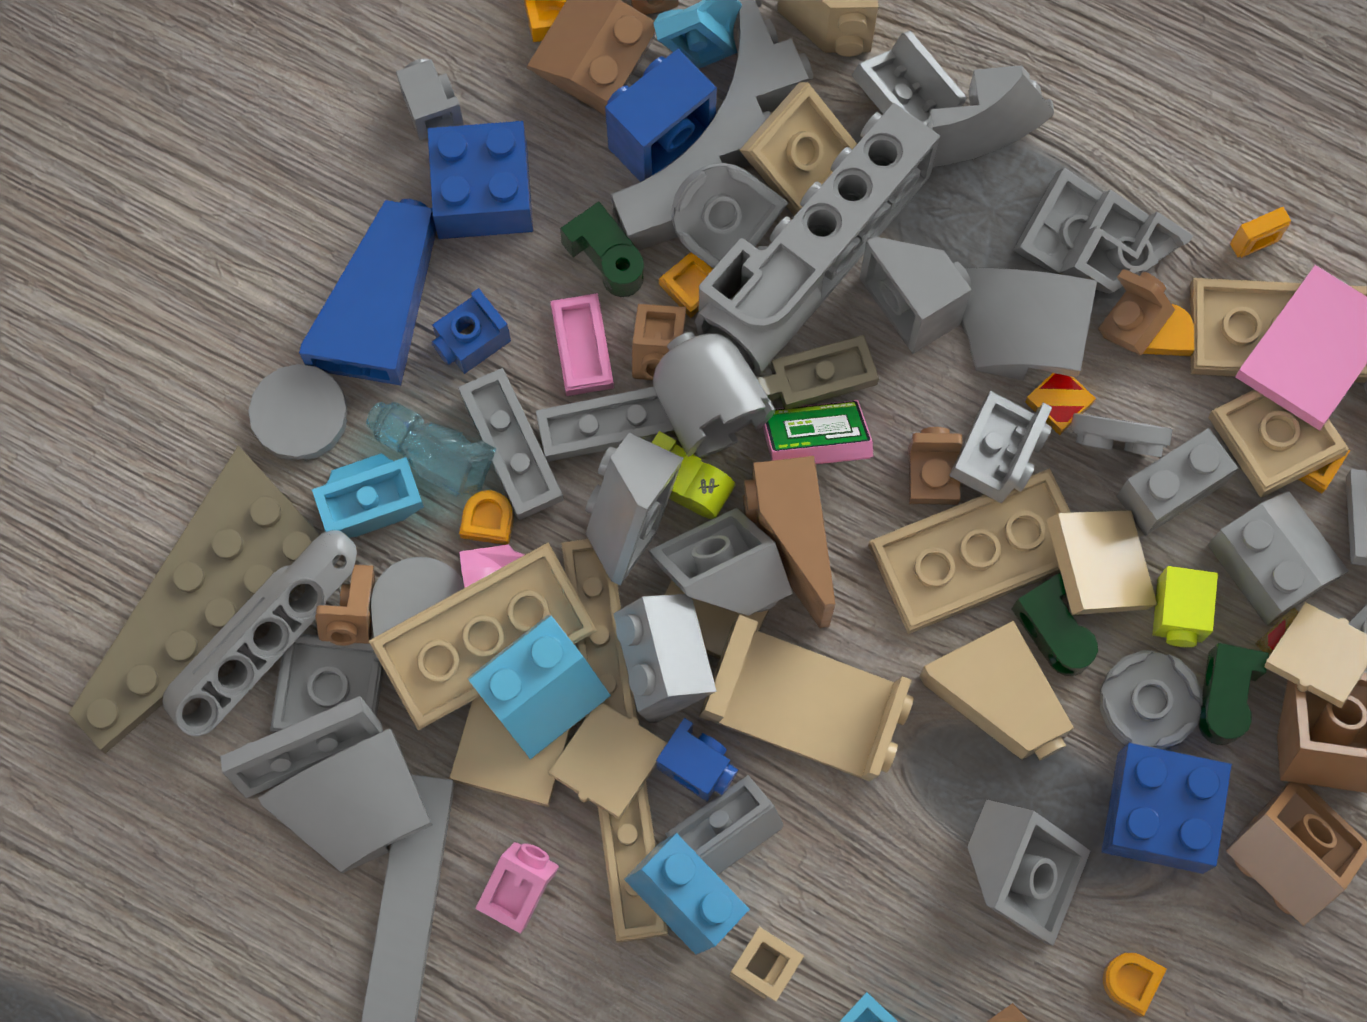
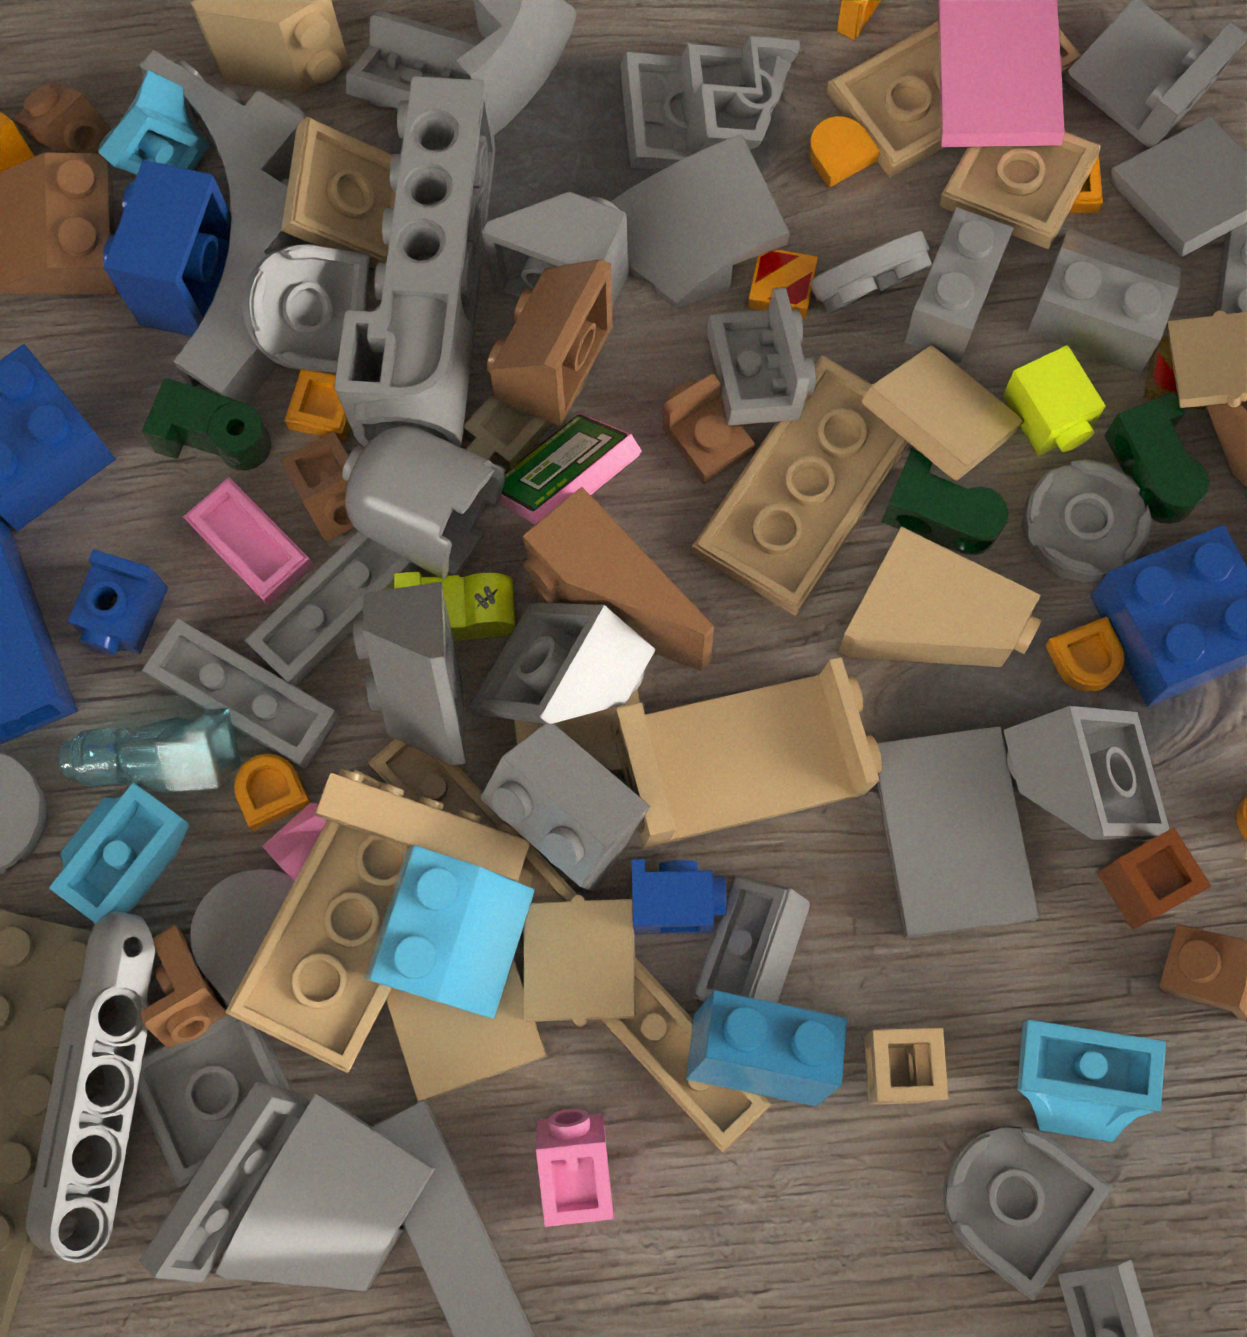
camera: 30 degrees left, 0 degrees up
(566, 606) = (421, 823): none -> tan piece
(868, 343) = (554, 339): none -> medium nougat slope
(909, 844) = (954, 833): none -> light grey tile
(1015, 960) = (1153, 878): none -> dark orange panel
(1084, 791) = (1087, 655): none -> light orange tile
(1138, 312) = (800, 144): medium nougat bracket -> none

